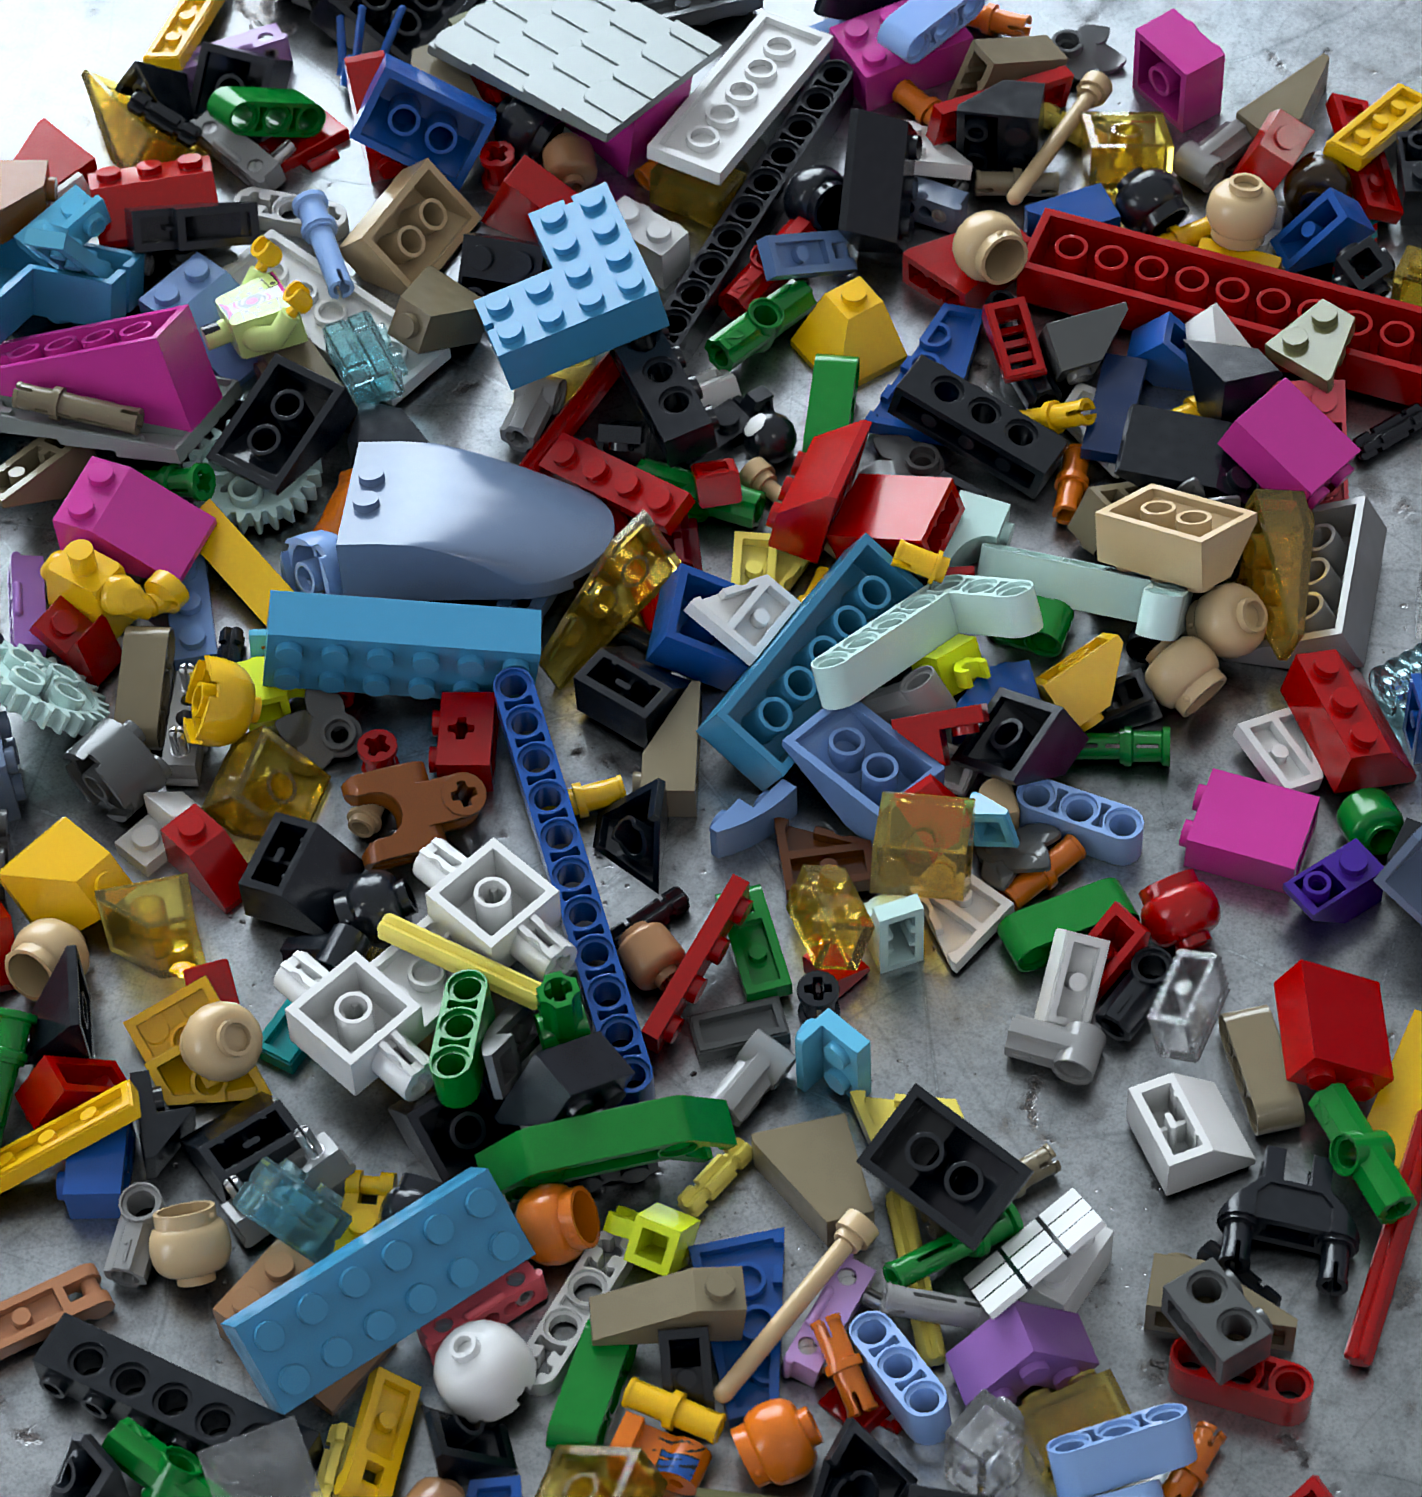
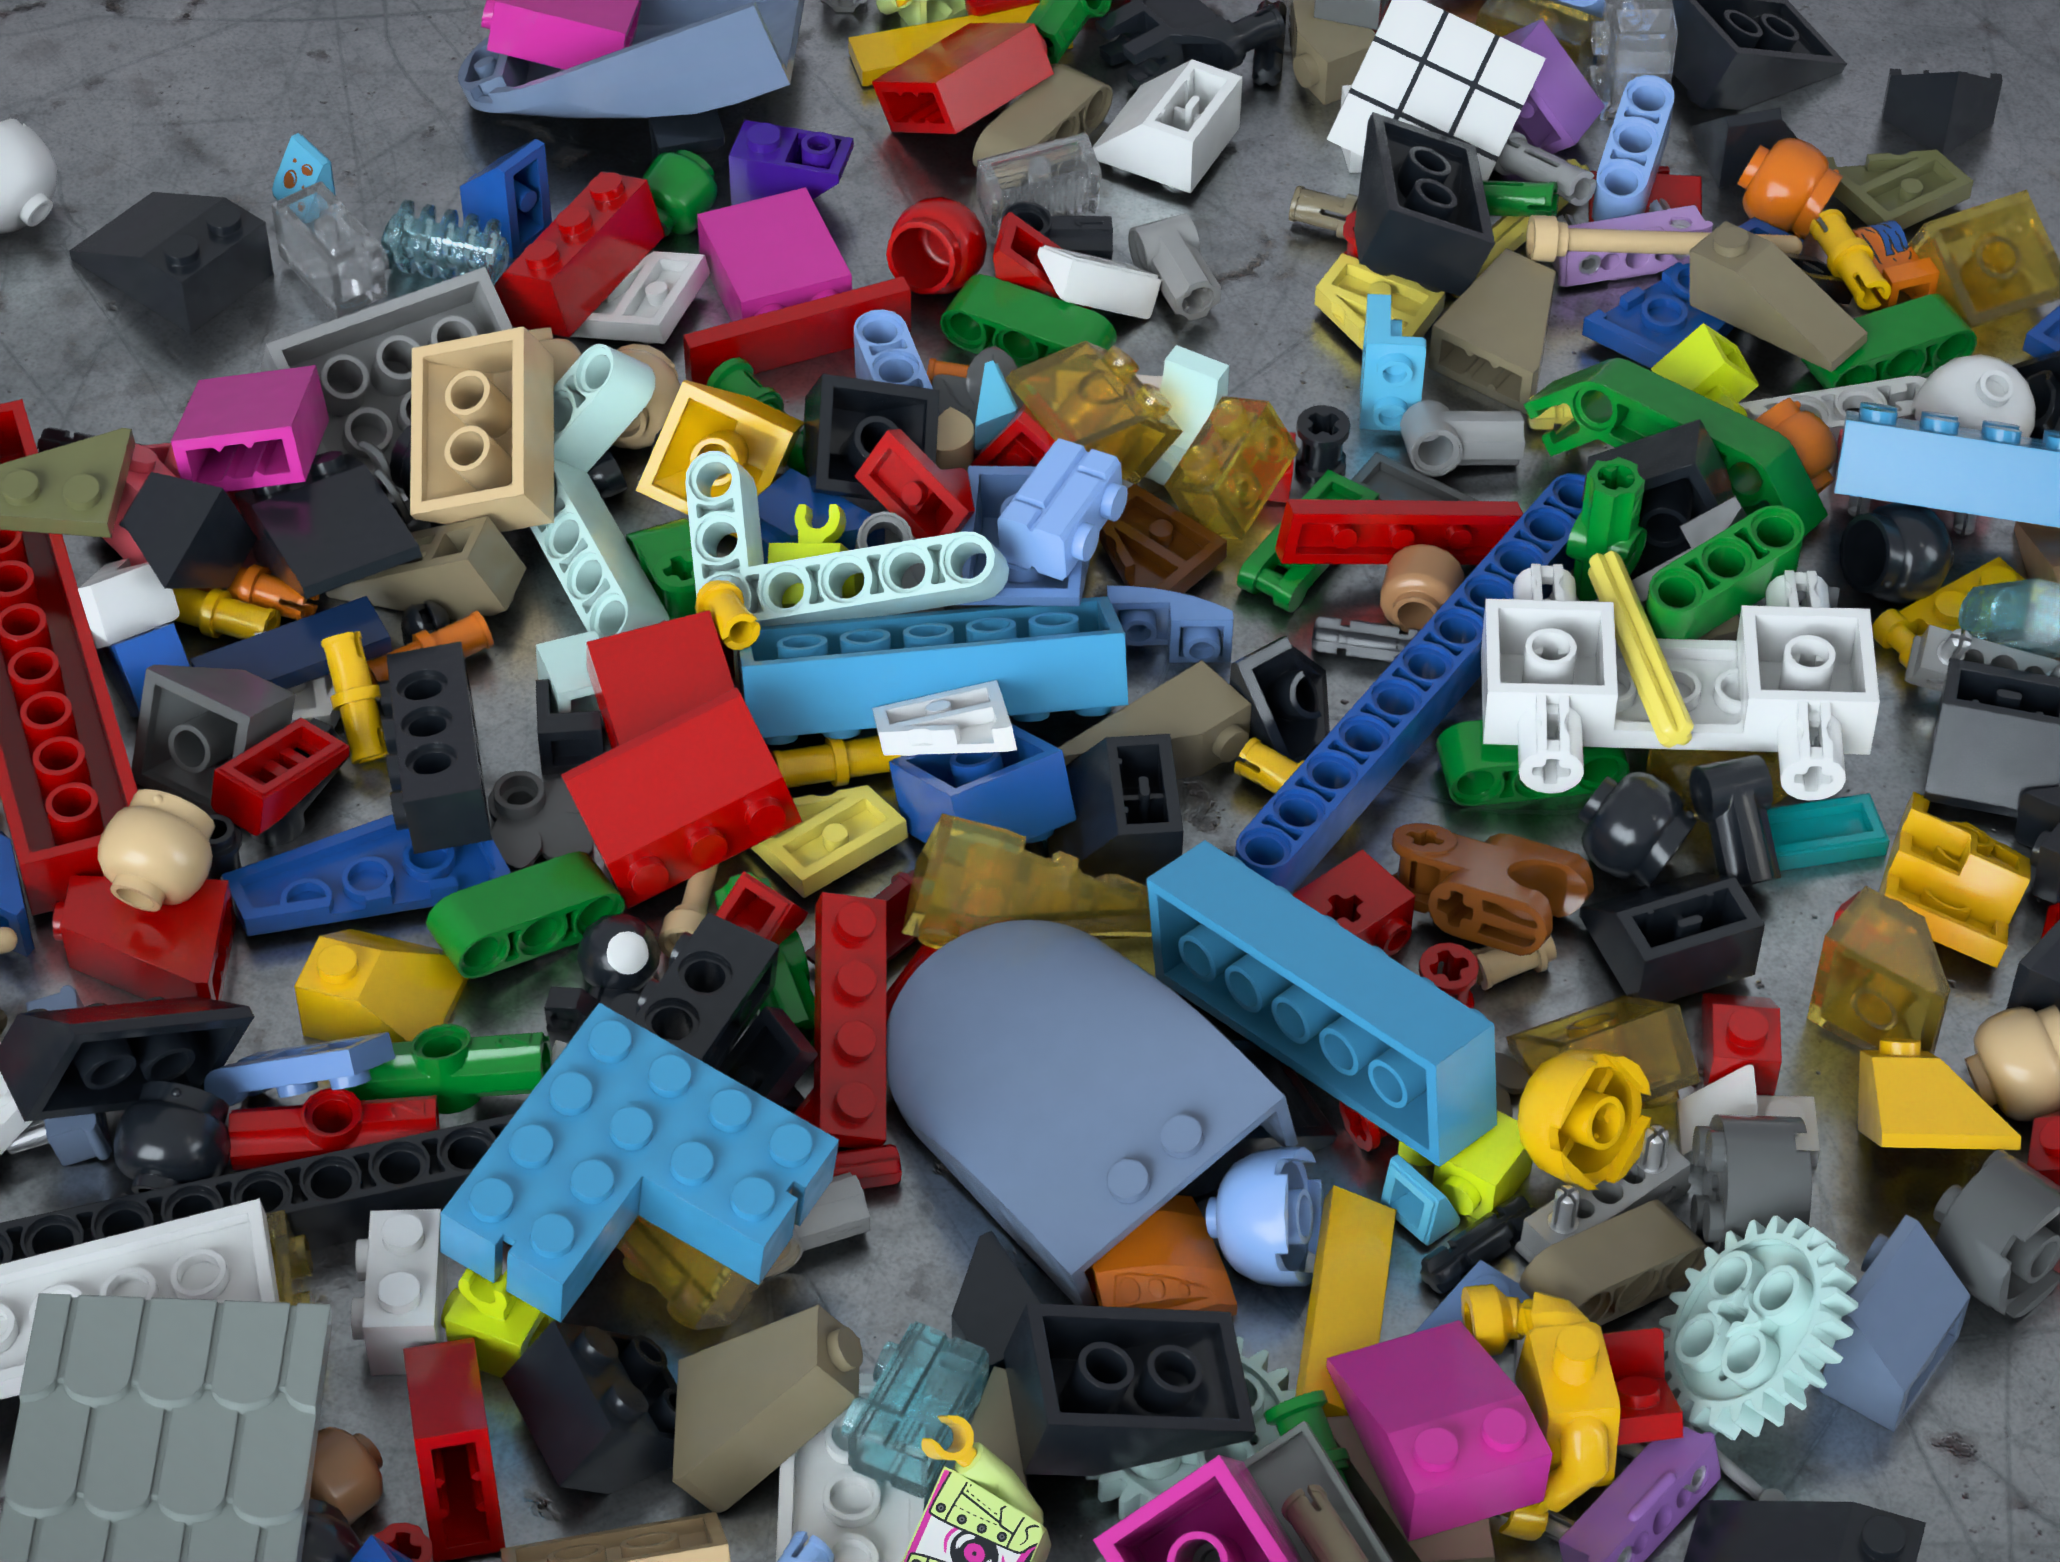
camera: 135 degrees left, 5 degrees down
(221, 1041) = (1944, 798): tan piece -> none
(842, 755) = (1062, 509): none -> light blue brick
(843, 1365) = (1670, 186): orange pin -> none
(1177, 802) = (793, 331): none -> red tile
(1279, 563) = (372, 383): clear yellow wedge -> none

